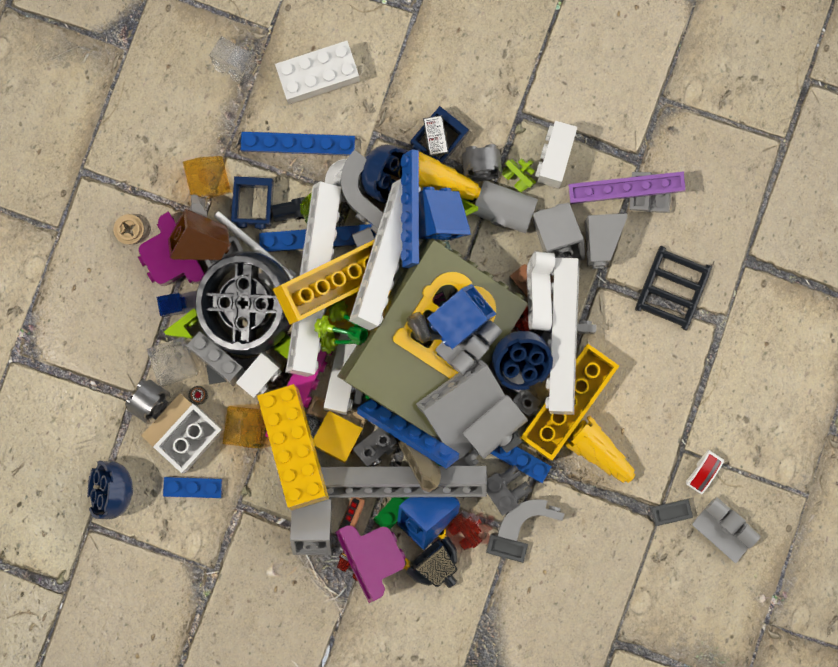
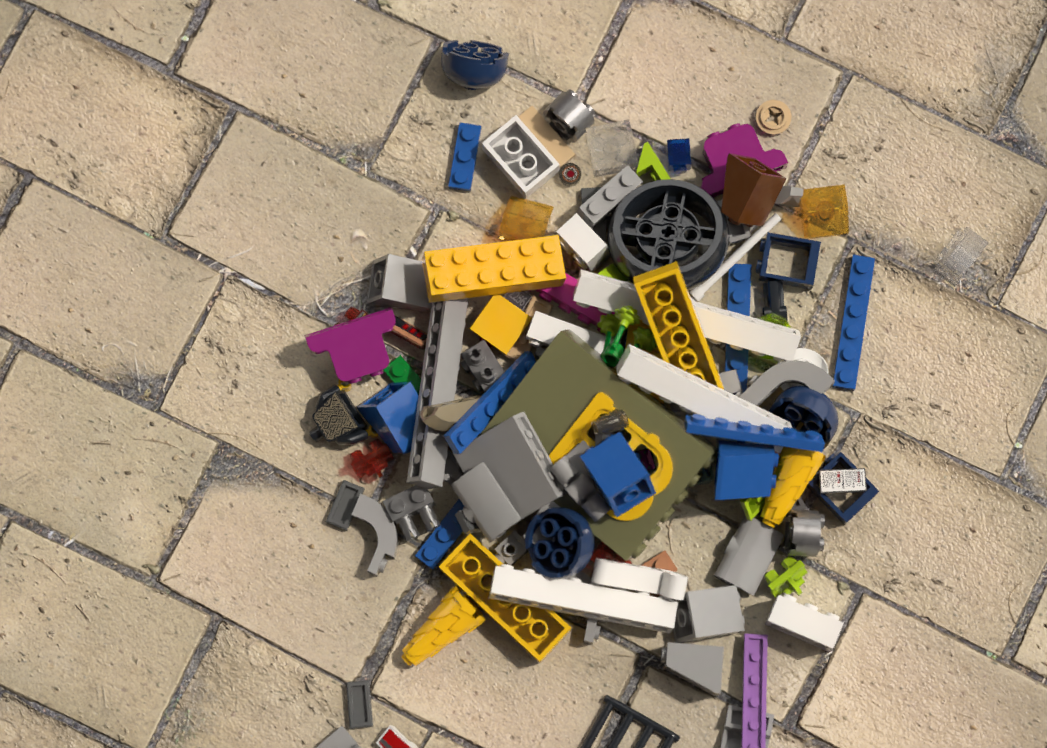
camera: 100 degrees right, 5 degrees down
(317, 72) = (936, 354): white brick -> none

